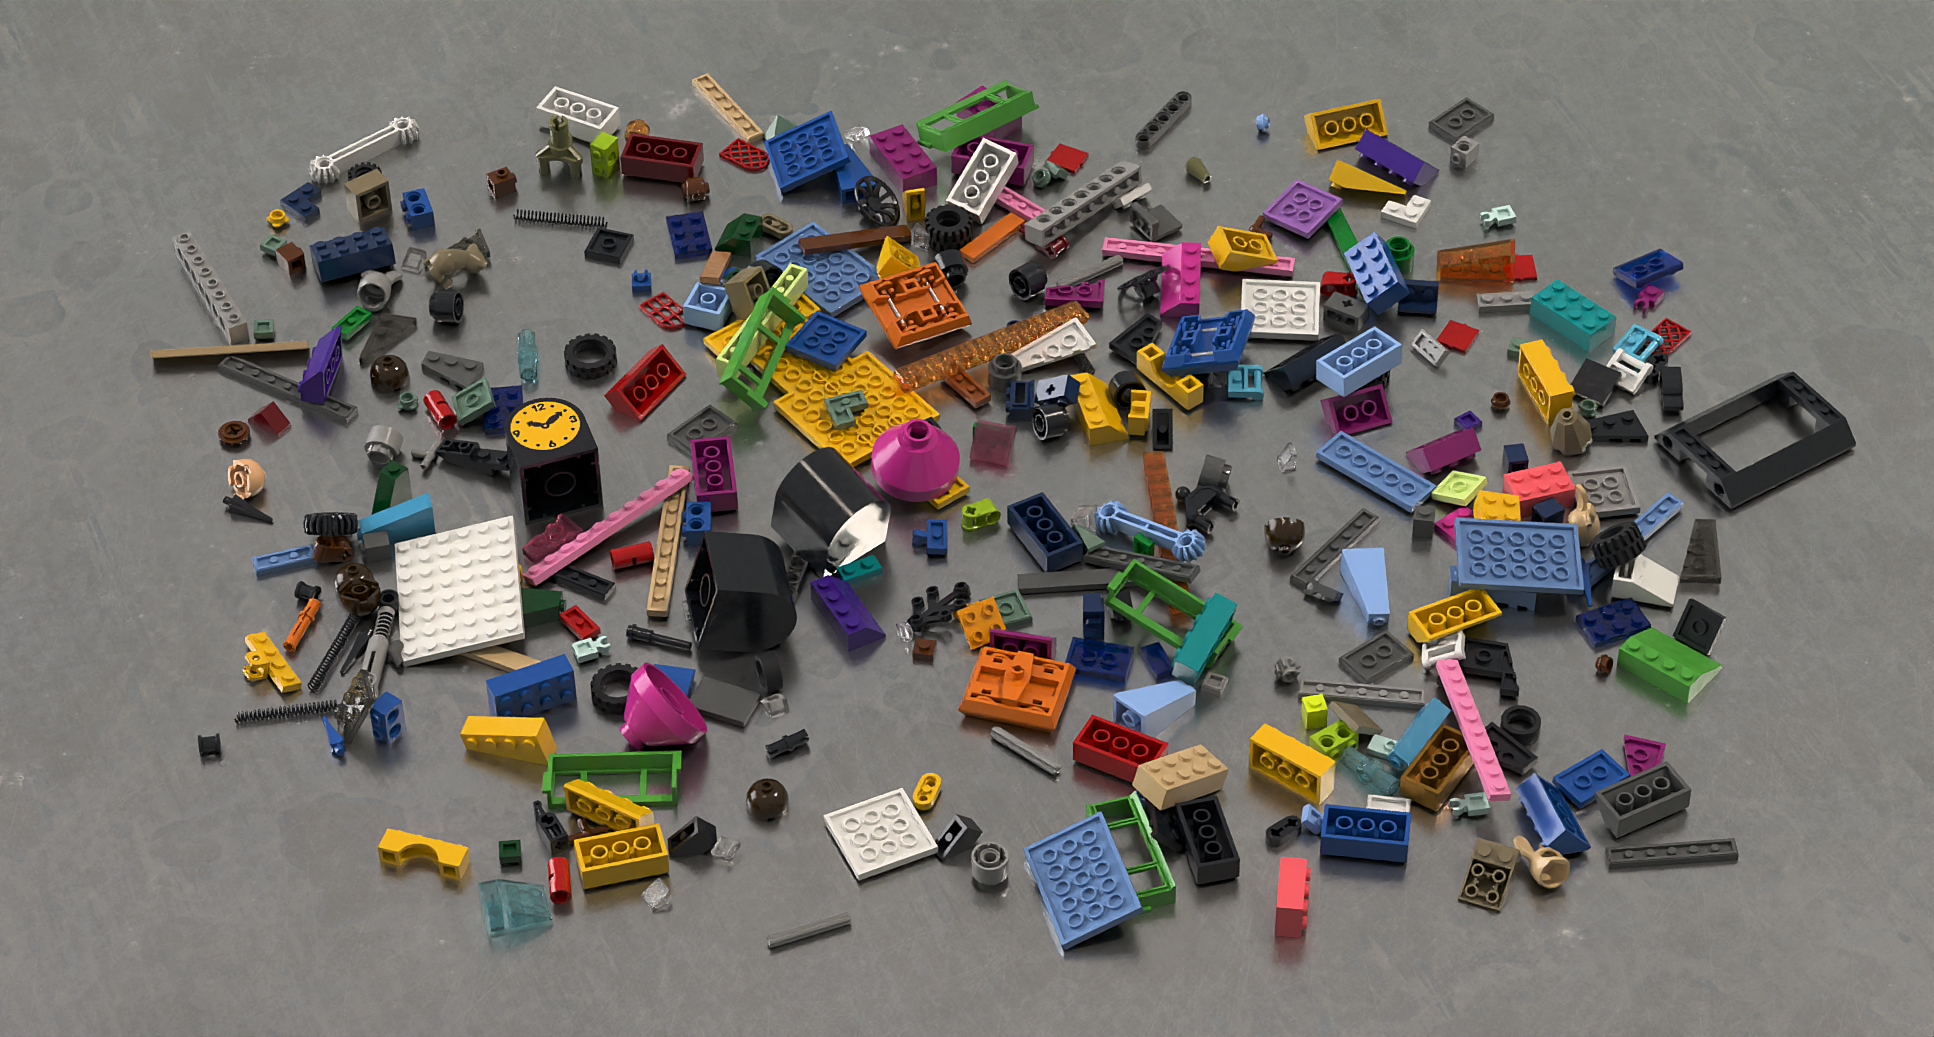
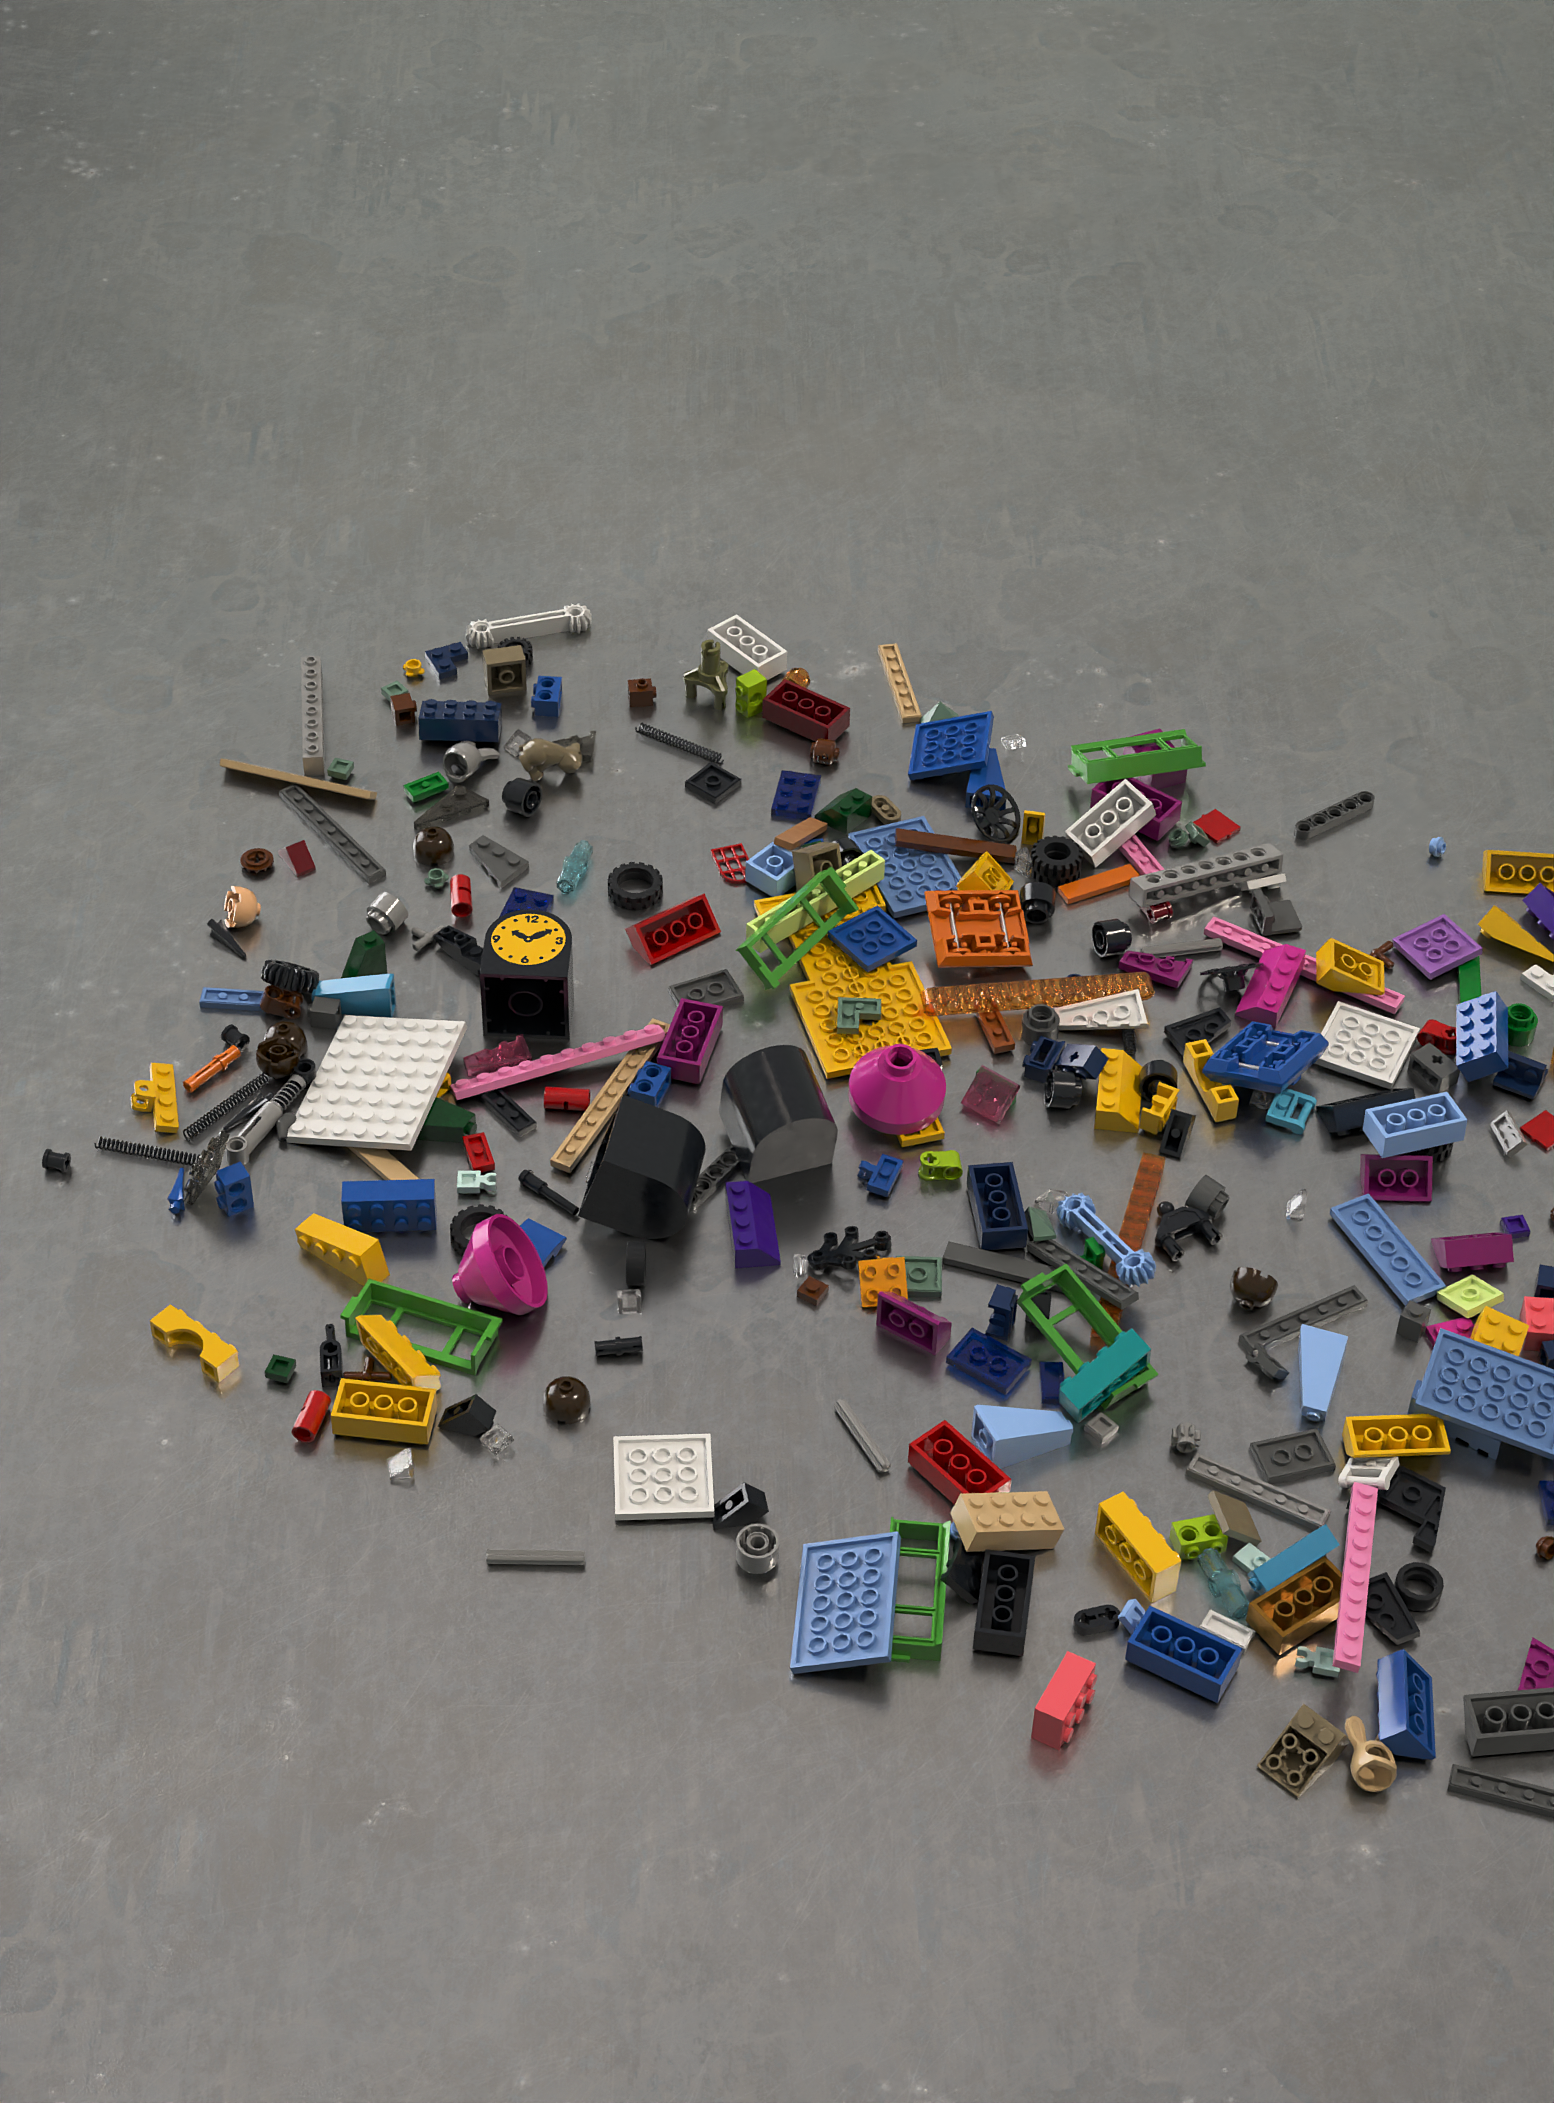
camera: 20 degrees right, 0 degrees up
(322, 367) = (370, 822): dark purple slope -> none
(473, 401) = (495, 897): sand green plate -> none
(512, 904) = (249, 1426): clear light blue slope -> none
(641, 281) = (725, 827): blue tile -> none
(723, 154) = (873, 725): red window -> none
(725, 701) = (580, 1280): dark grey tile -> none
(859, 570) = (789, 1185): teal plate -> none
(902, 159) = (1045, 780): magenta brick -> none
(924, 795) = (731, 1449): yellow plate -> none
(1017, 689) = (891, 1366): orange piece -> none
(1197, 169) = (1345, 874): olive cone -> none
(1314, 711) = (1193, 1495): neon yellow brick -> none
(1589, 776) = (1471, 1673): blue plate -> none

